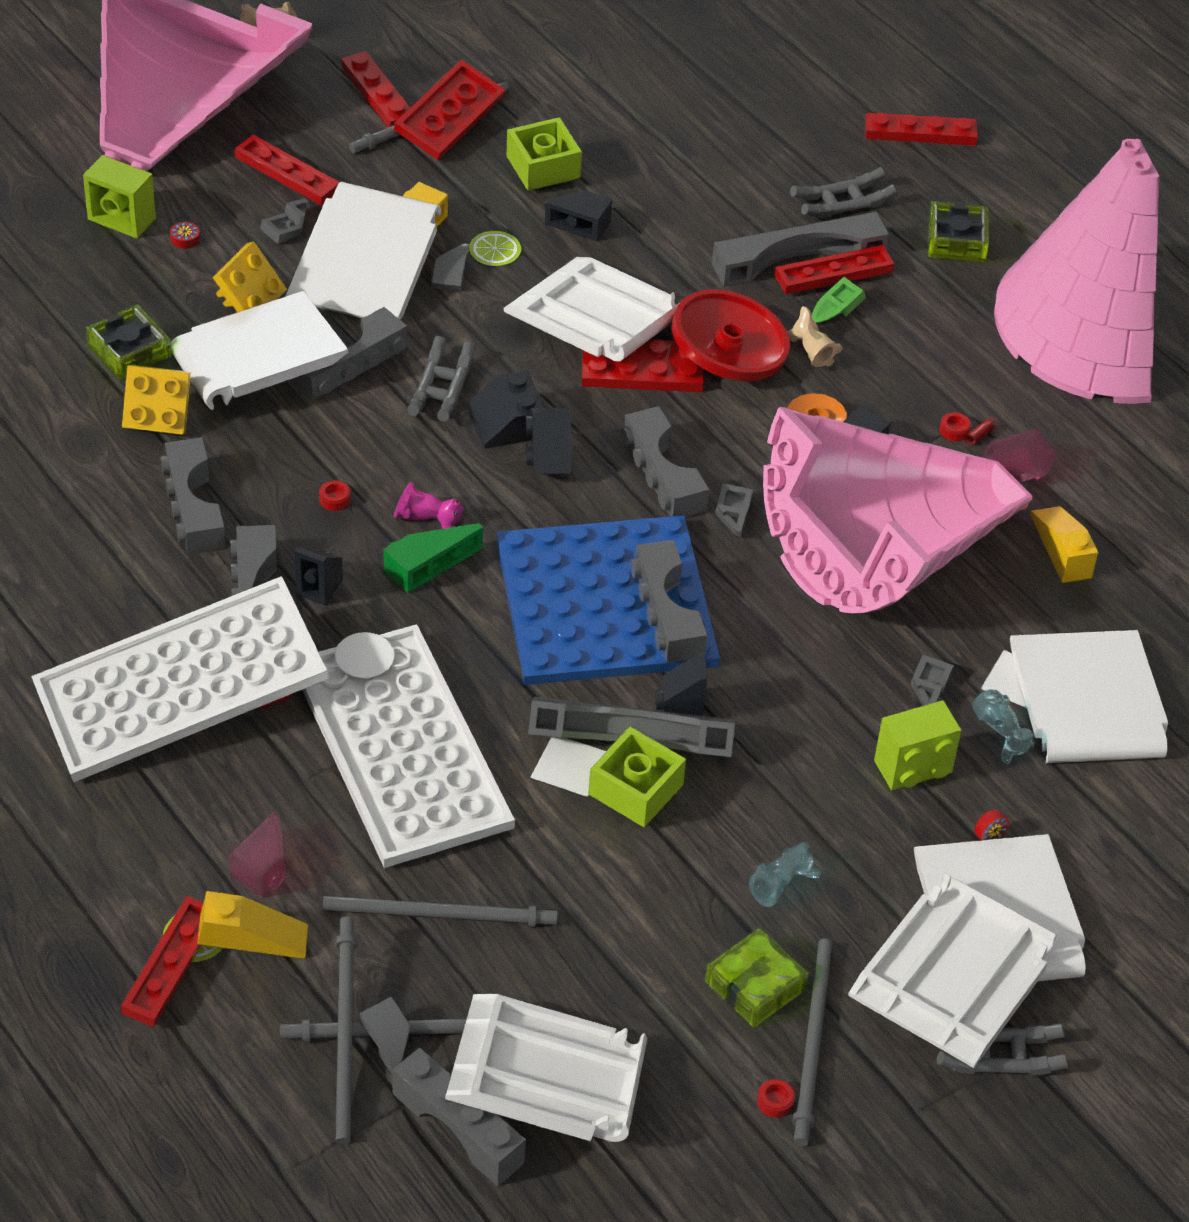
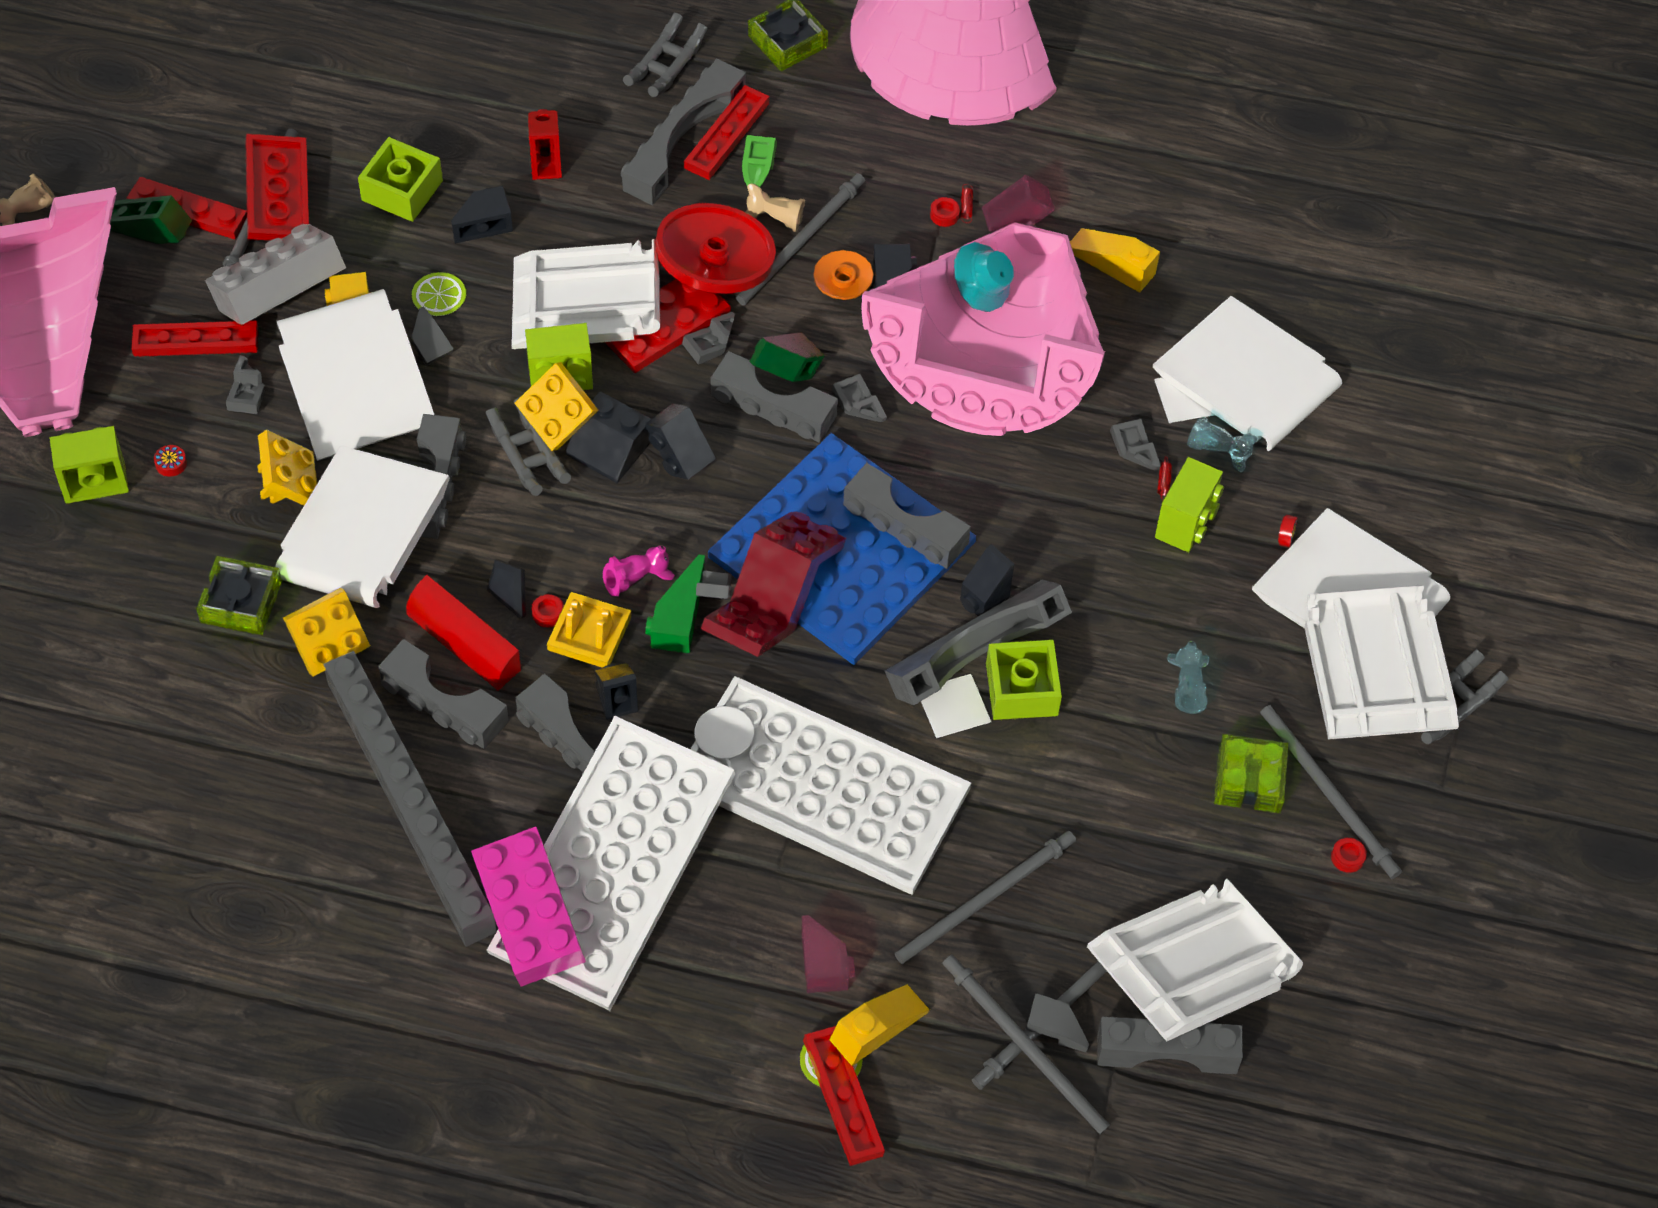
camera: 40 degrees left, 10 degrees up
(81, 660) = (528, 906): none -> dark pink brick
(91, 545) = (410, 799): none -> dark grey brick
(253, 467) = (463, 633): none -> red brick
(321, 458) = (508, 586): none -> black piece
(339, 78) = (150, 219): none -> dark green slope
(347, 523) = (589, 630): none -> yellow plate
(382, 157) = (275, 273): none -> light grey brick
(470, 554) = (715, 585): none -> dark grey slope
(484, 359) = (556, 406): none -> yellow plate
(508, 574) = (774, 583): none -> dark red bracket
(523, 332) = (560, 344): none -> lime brick
(668, 399) = (711, 341): none -> dark grey slope
(677, 193) = (544, 133): none -> red torso
(702, 438) = (788, 356): none -> dark green slope
(887, 365) = (847, 191): none -> dark grey bar
(909, 476) = (983, 276): none -> teal hat

